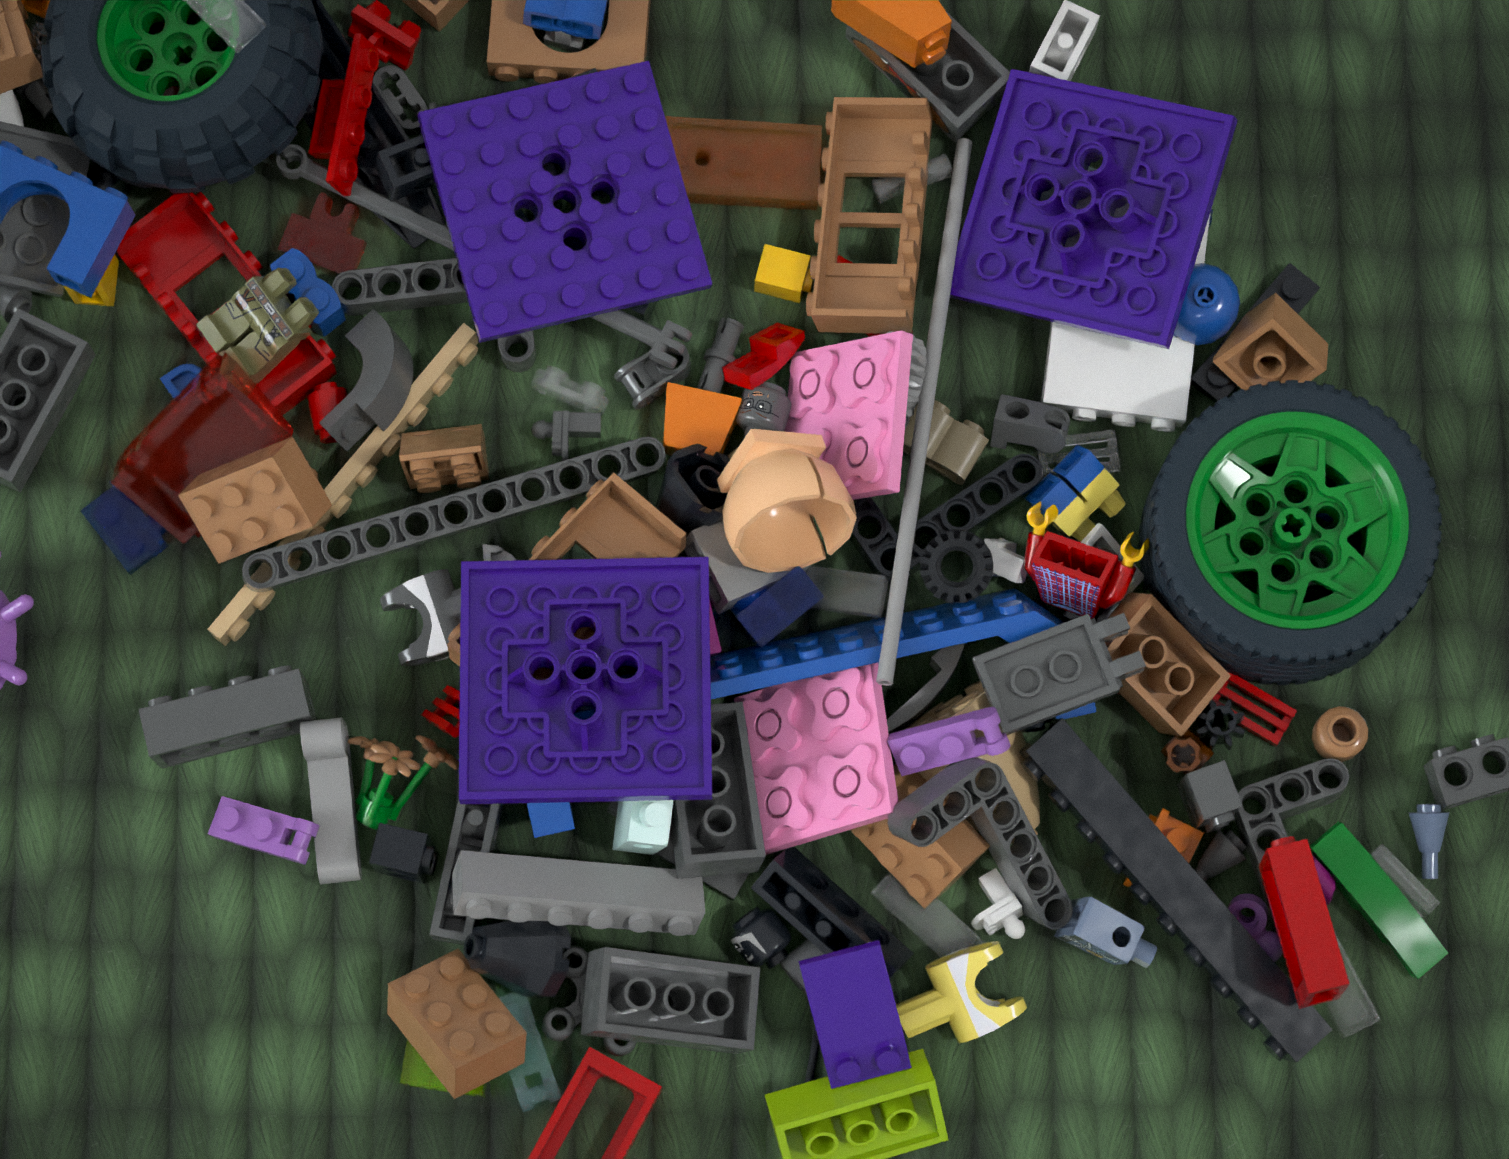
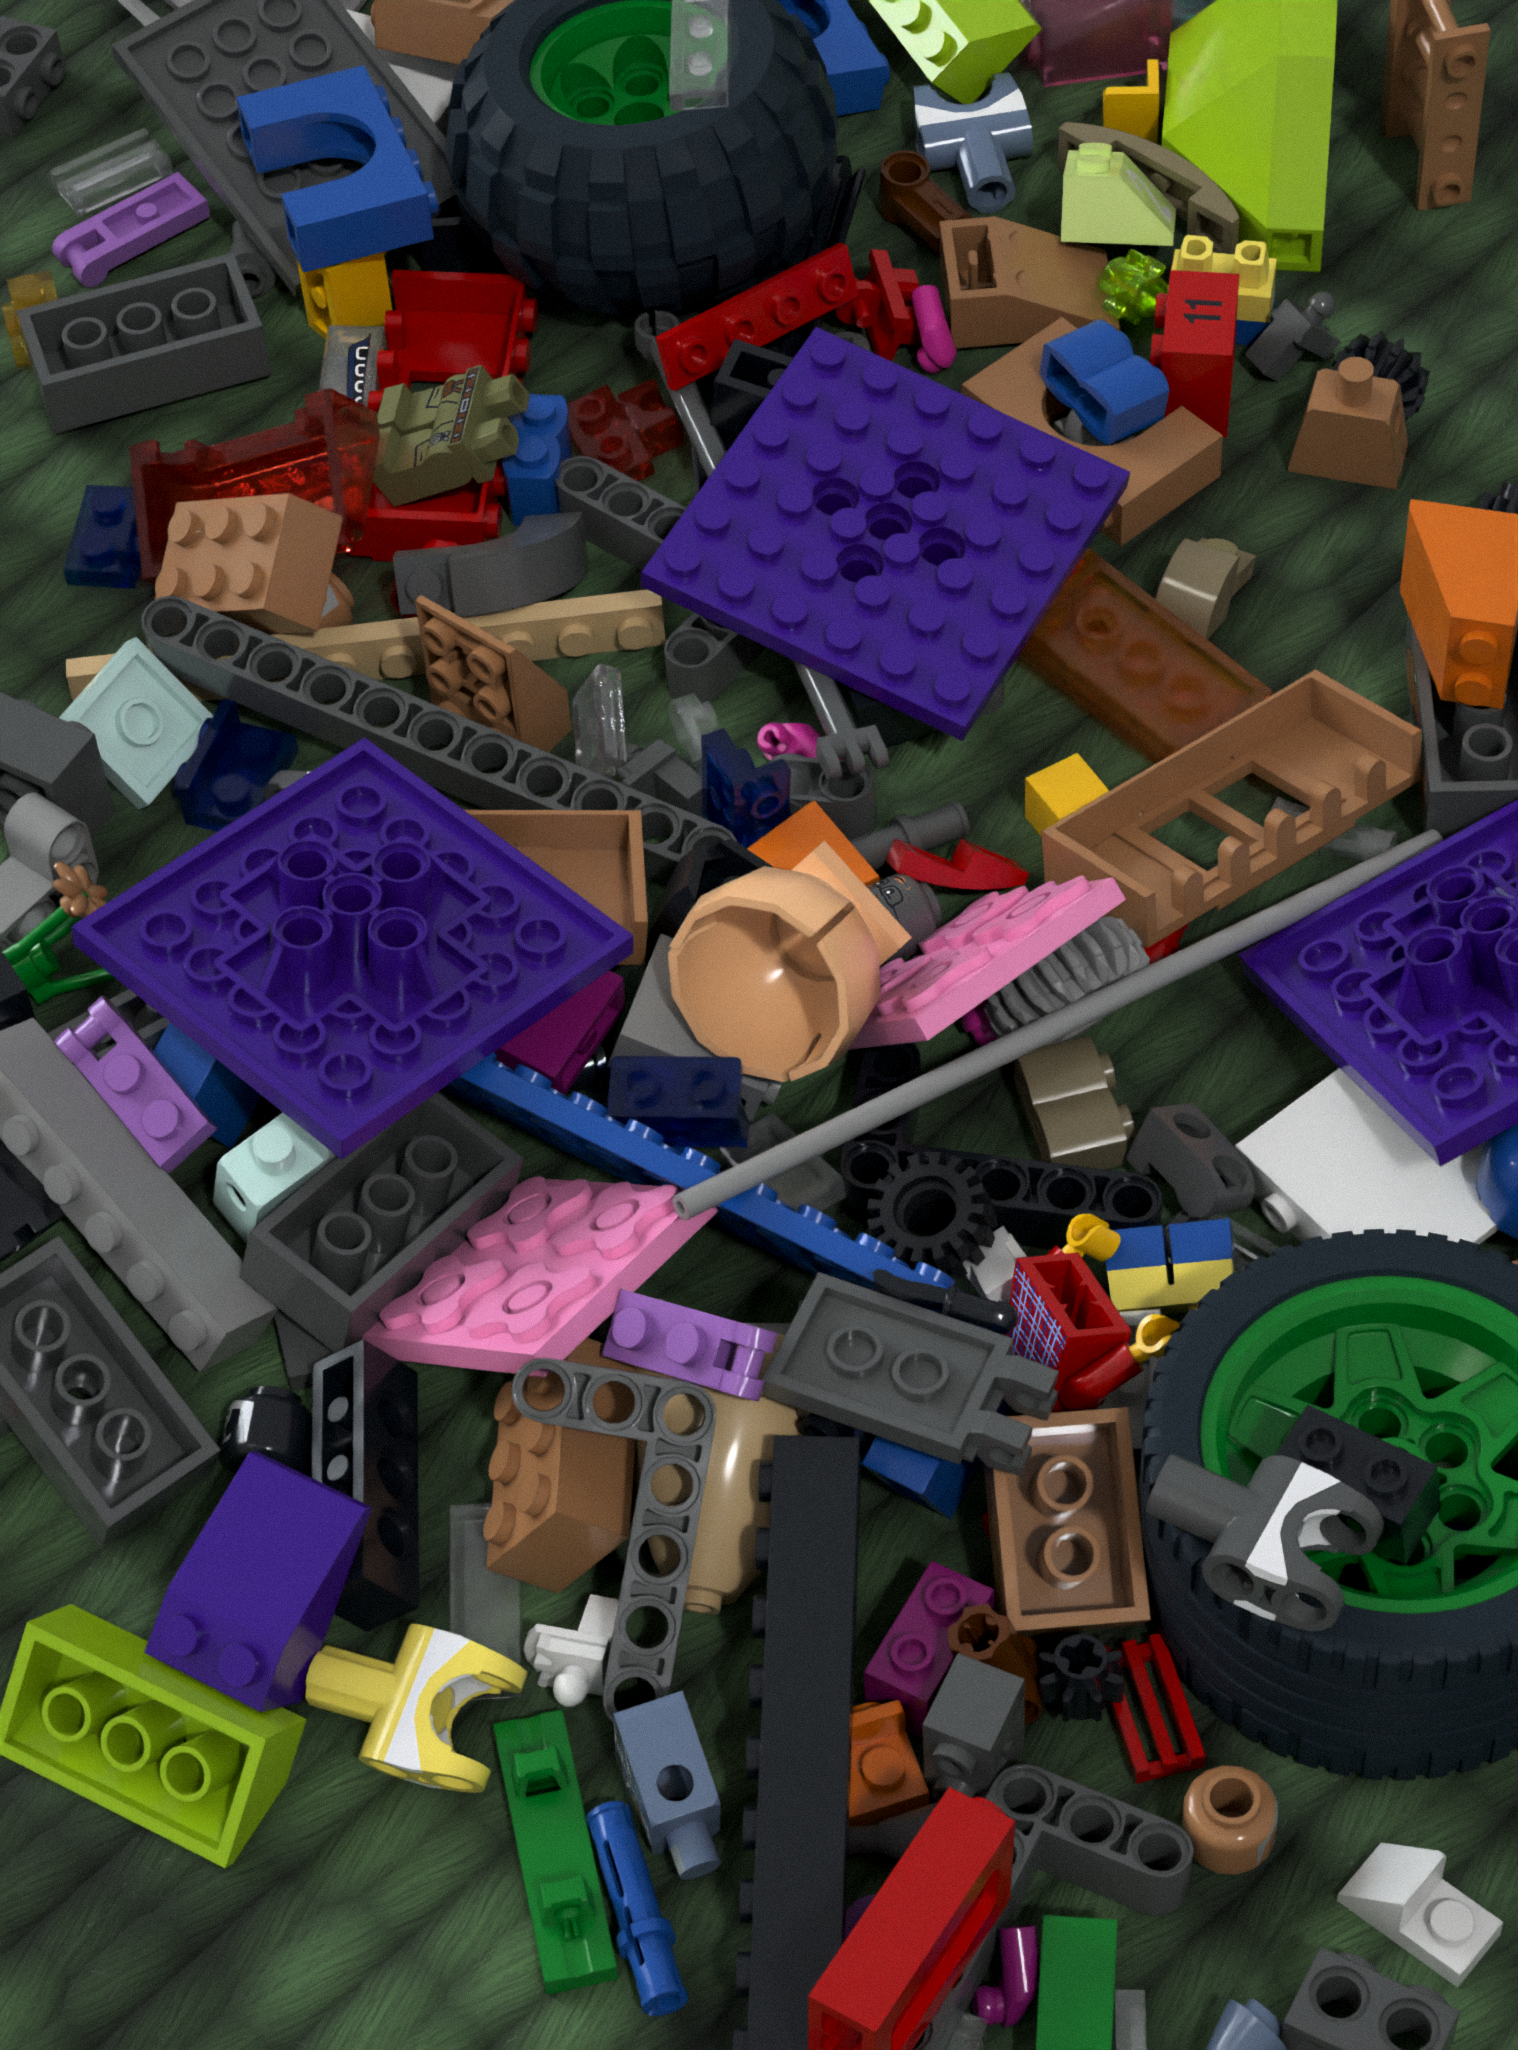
camera: 50 degrees right, 25 degrees down
(147, 323) = (351, 360): none -> clear slope
(283, 630) = (140, 720): none -> light aqua tile
(354, 610) = (230, 768): none -> clear blue bracket
(437, 40) = (938, 345): none -> dark pink arm
(510, 427) = (600, 722): none -> clear tile
(539, 835) = (137, 1085): none -> medium lavender plate
(611, 347) = (788, 738): none -> dark pink arm
(629, 417) = (738, 794): none -> clear blue bracket
(718, 81) = (1203, 581): none -> dark tan brick
(1045, 618) = (953, 1303): none -> black piece
(1075, 1001) = (555, 1853): none -> green hinge
(1138, 996) = (644, 1933): none -> blue pin
(1145, 768) = (916, 1648): none -> magenta brick
(1293, 619) = (1266, 1530): none -> dark grey connector
(1298, 555) = (1394, 1480): none -> black brick
(1439, 699) = (1411, 1904): none -> white slope

